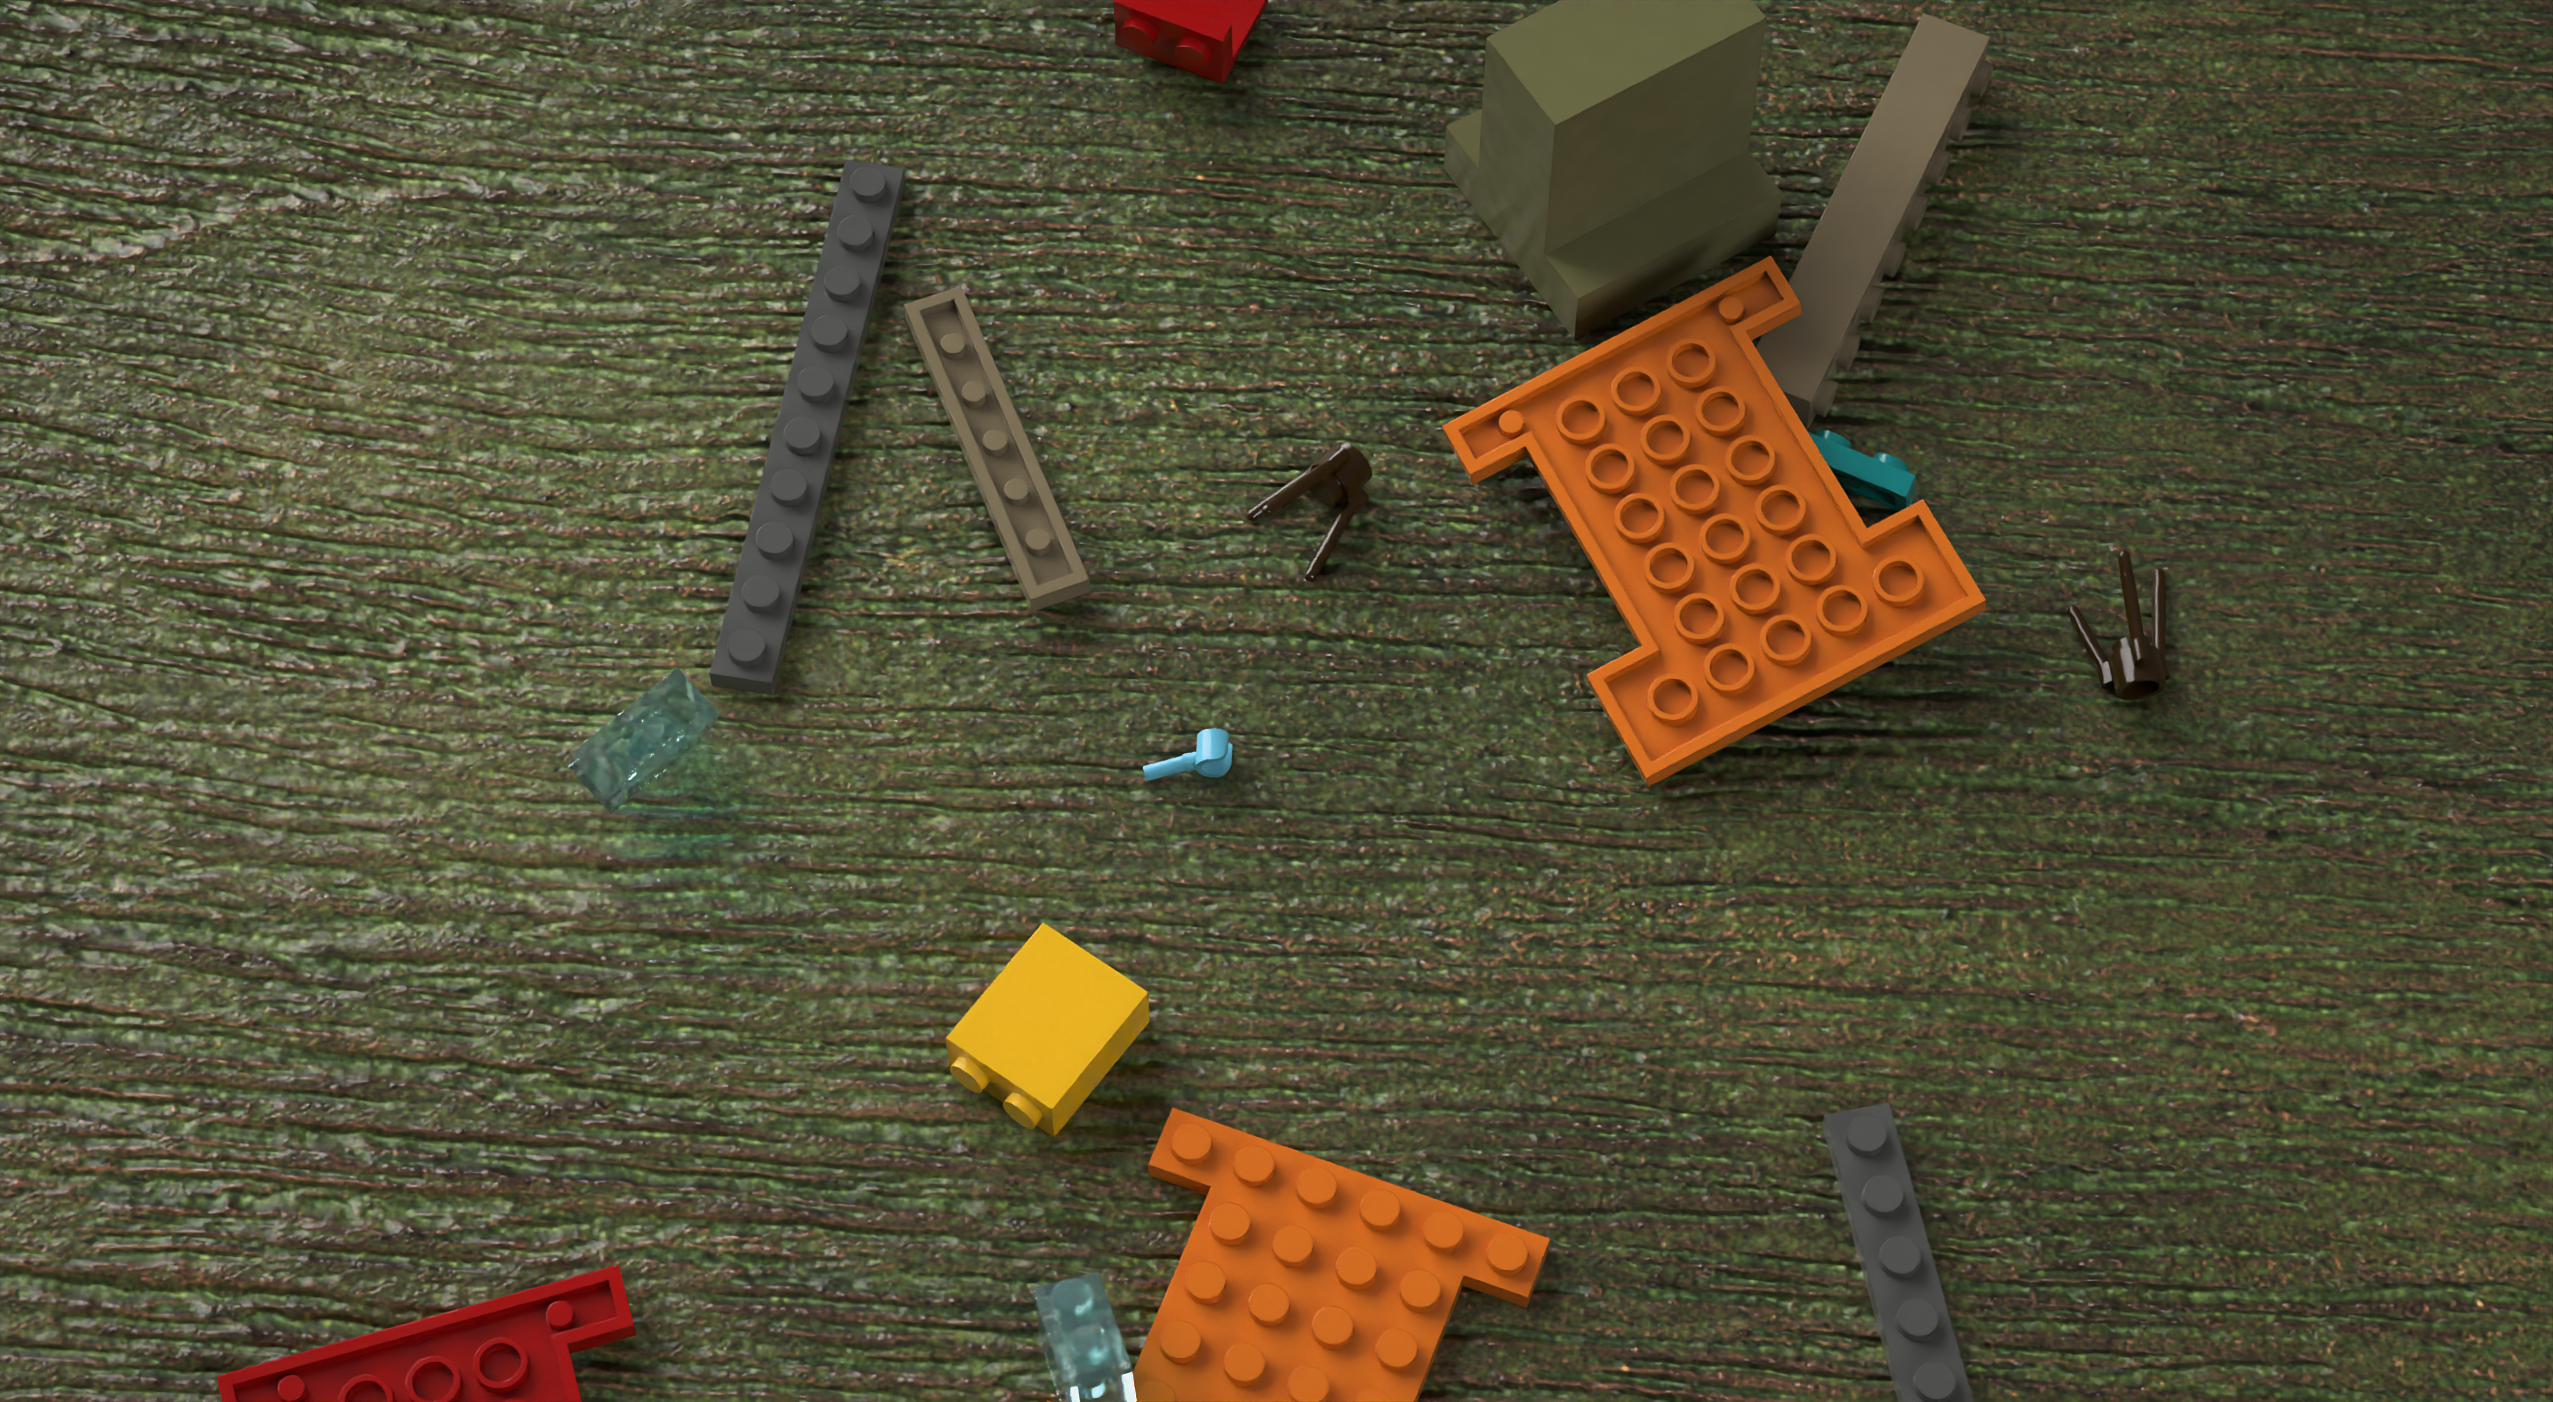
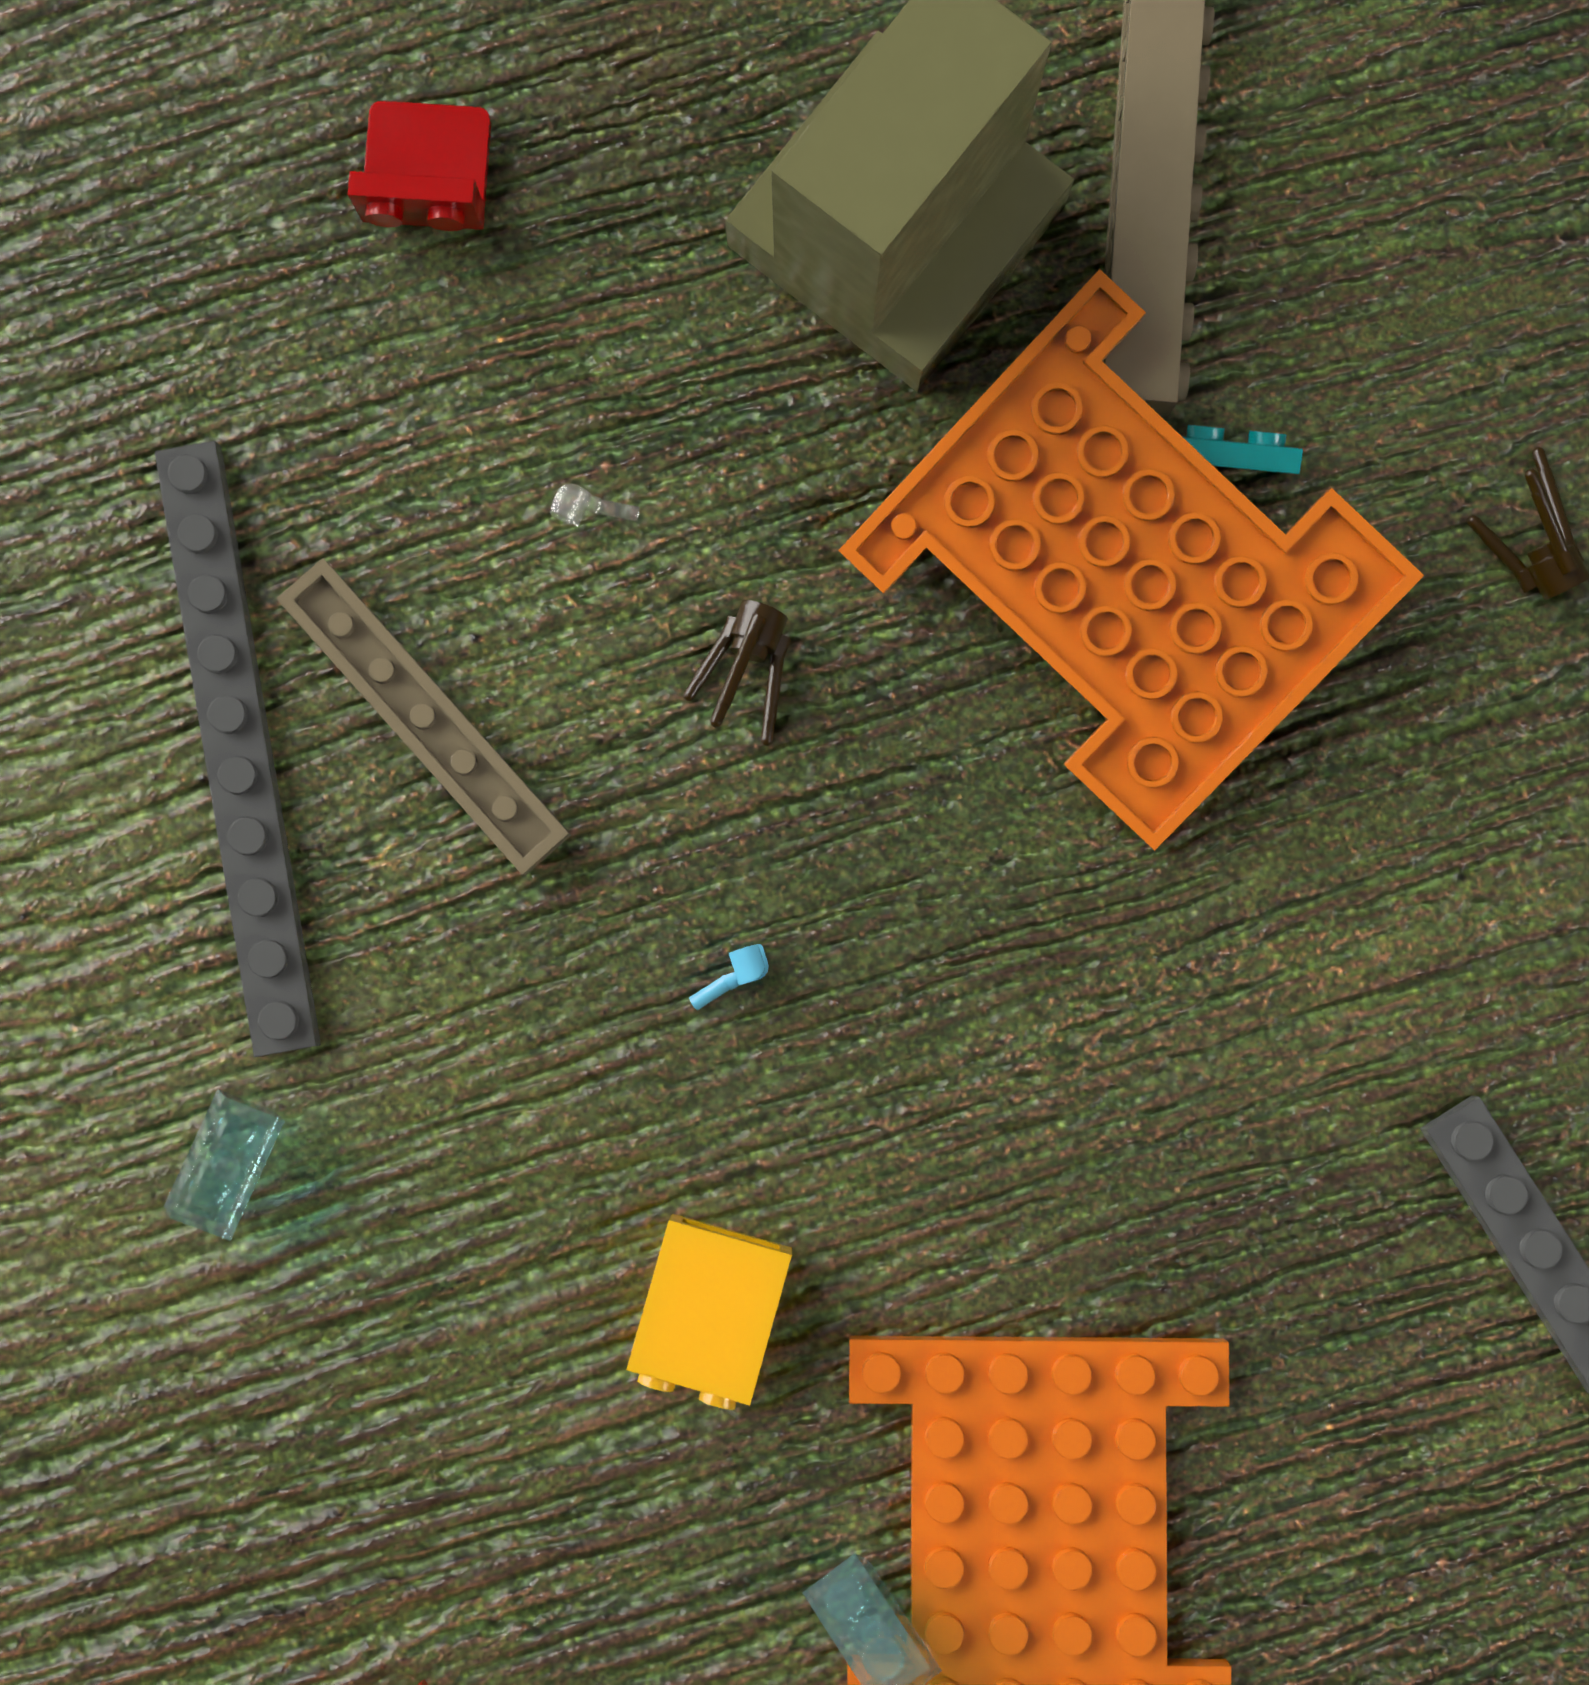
camera: 20 degrees left, 25 degrees up
(1213, 318) = (573, 501): none -> clear hand

